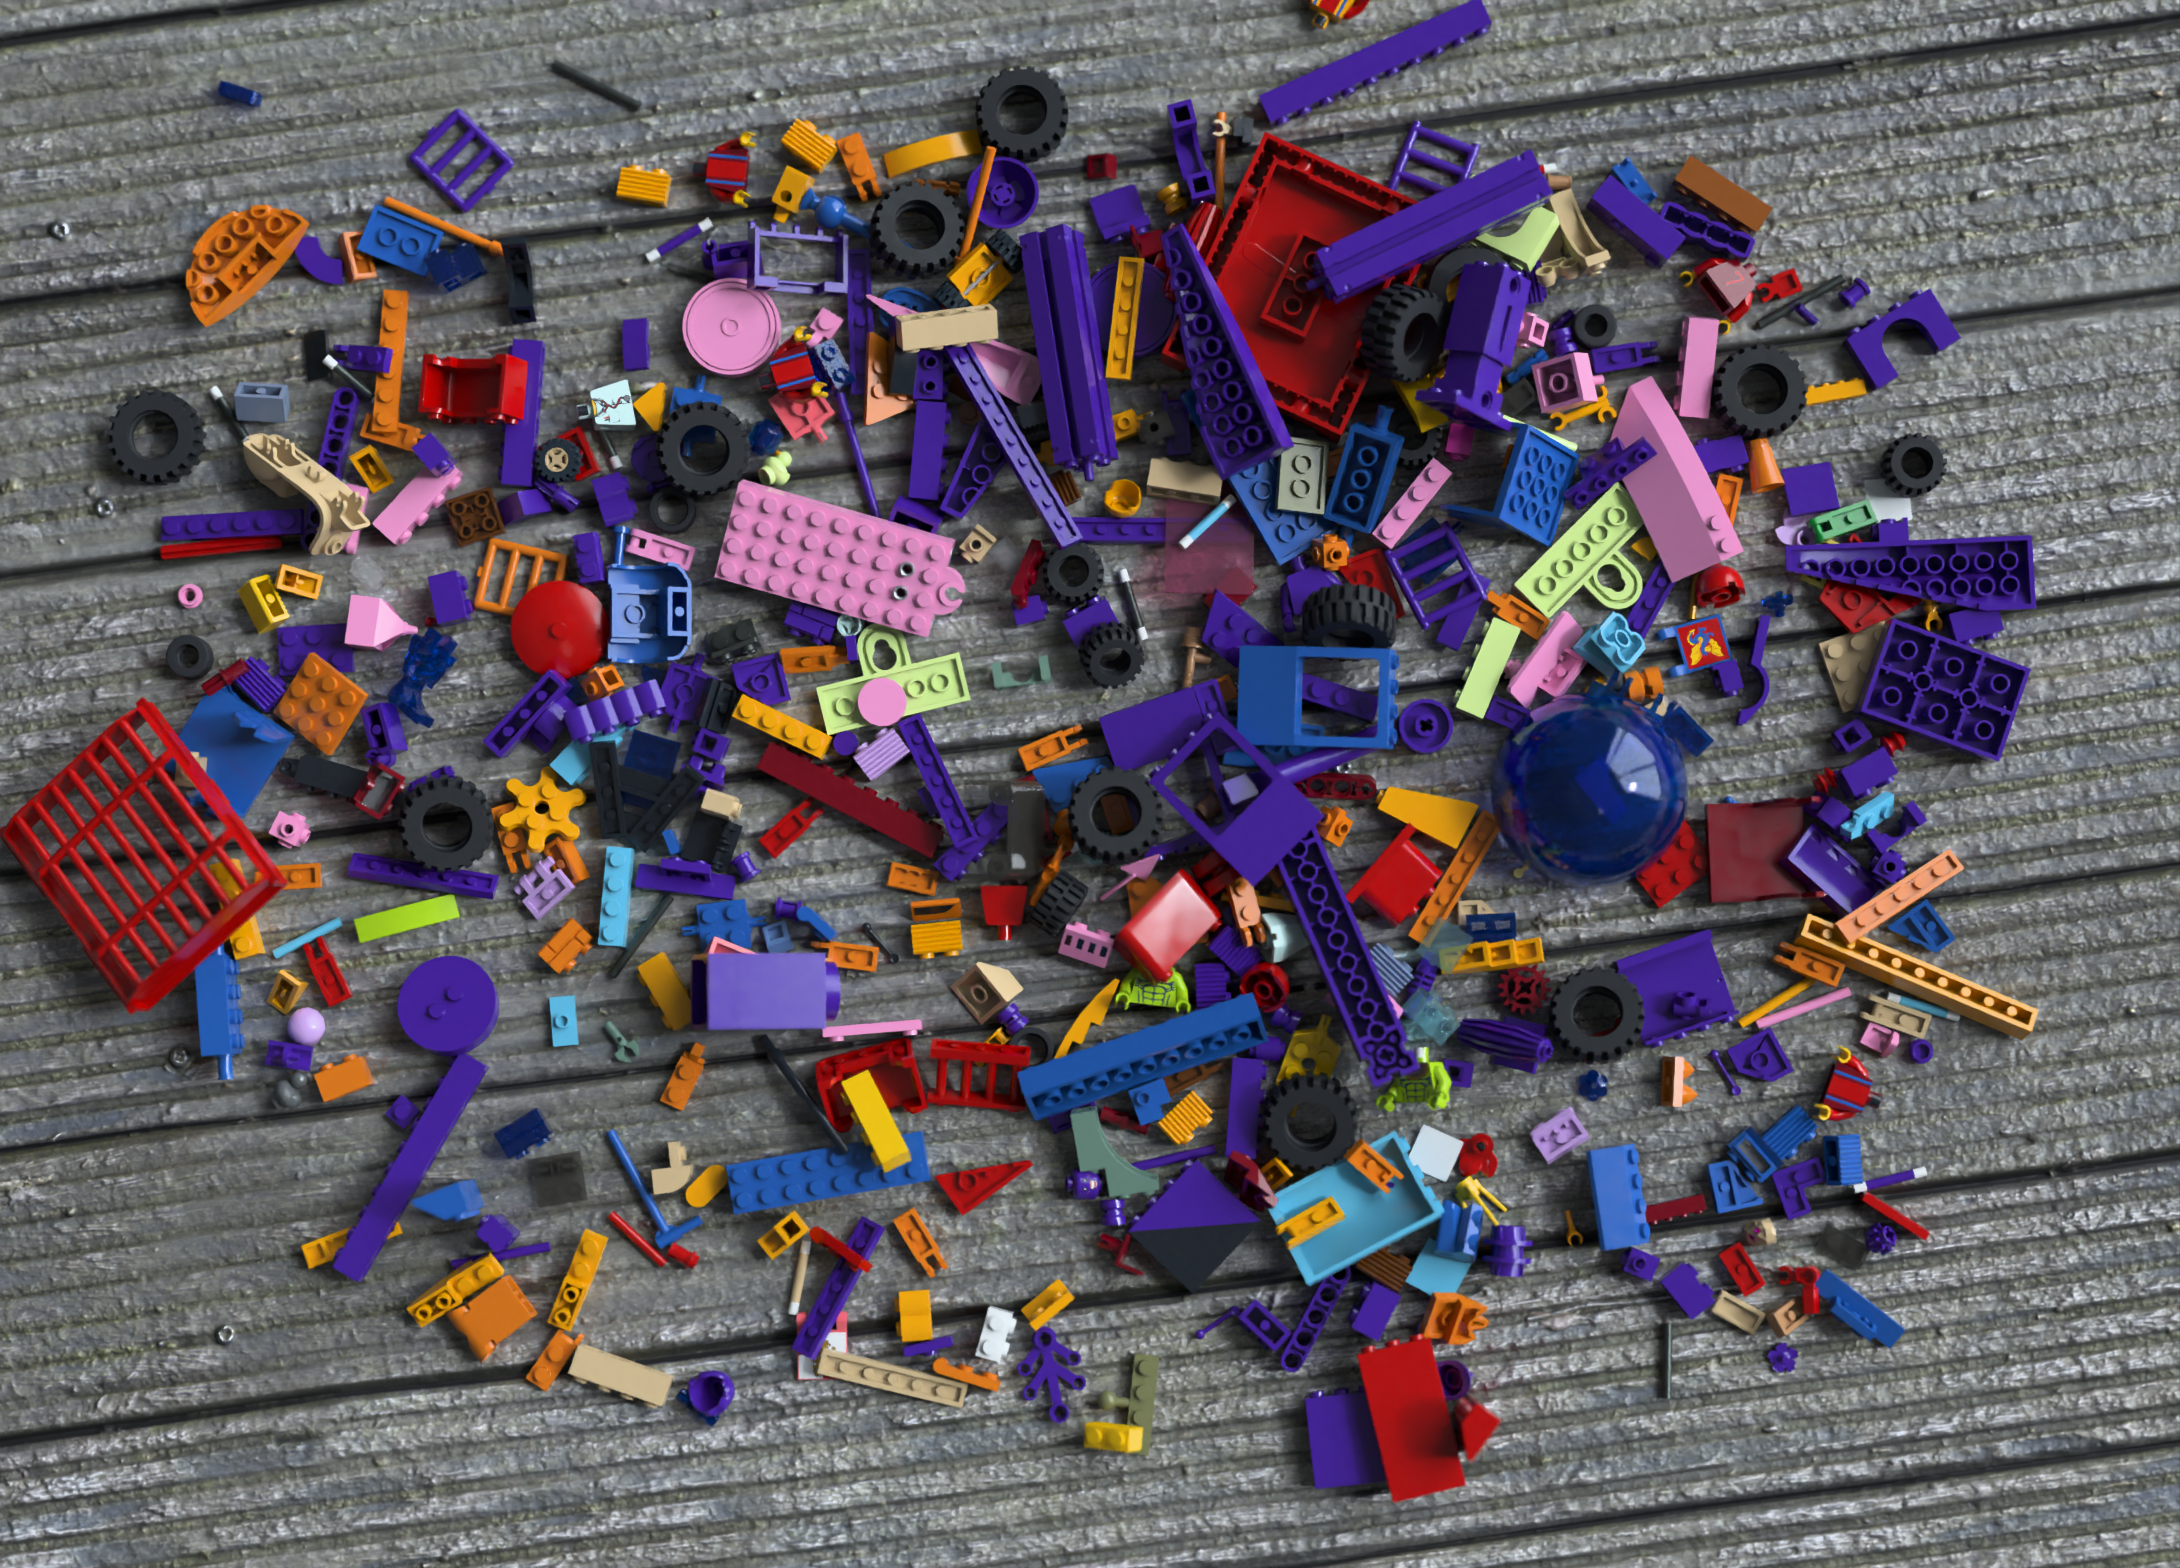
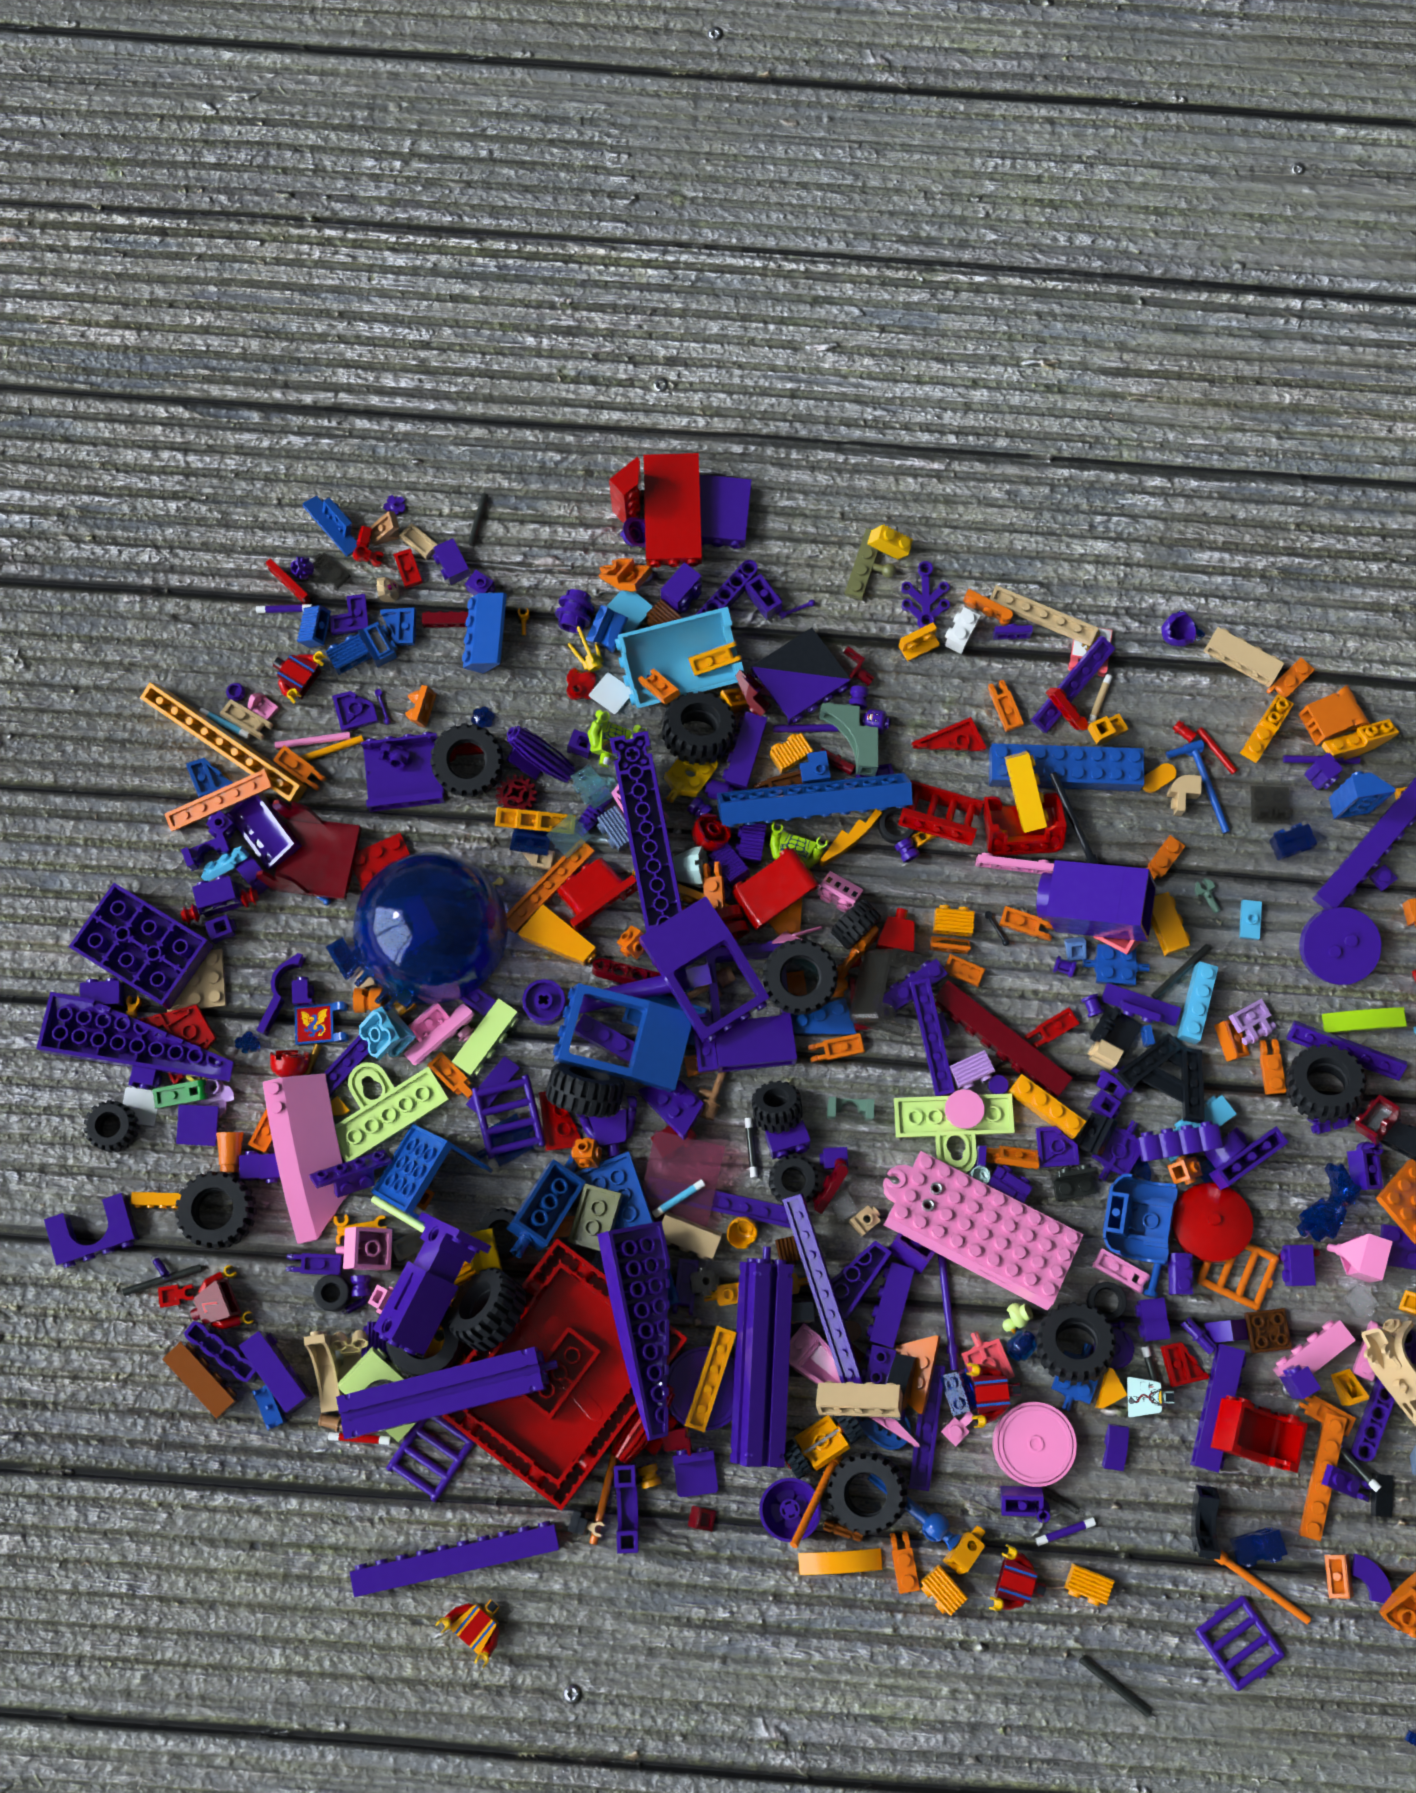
camera: 175 degrees left, 10 degrees down
(399, 240) = (1302, 1581): blue plate -> none
(541, 825) = (1236, 1072): light orange plate -> none
(551, 462) = (1201, 1359): black wheel -> none
(567, 946) = (1241, 974): orange brick -> none
(652, 756) = (1153, 1105): clear blue tile -> none
(767, 283) = (933, 1484): dark purple hinge -> none
(823, 929) = (1045, 951): blue plate -> none
(914, 1315) = (1018, 655): light orange brick -> none
(986, 990) = (921, 874): tan slope -> none
(1022, 83) = (789, 1577): black tyre -> none
(1411, 505) = (513, 1178): bright pink brick -> none
(1459, 442) = (464, 1219): dark pink brick -> none
(1525, 367) = (392, 1274): blue axle -> none
(1559, 1135) = (516, 684): lavender bracket -> none
(1696, 366) = (259, 1243): bright pink wedge -> none
(1854, 293) = (117, 1276): dark purple bush -> none

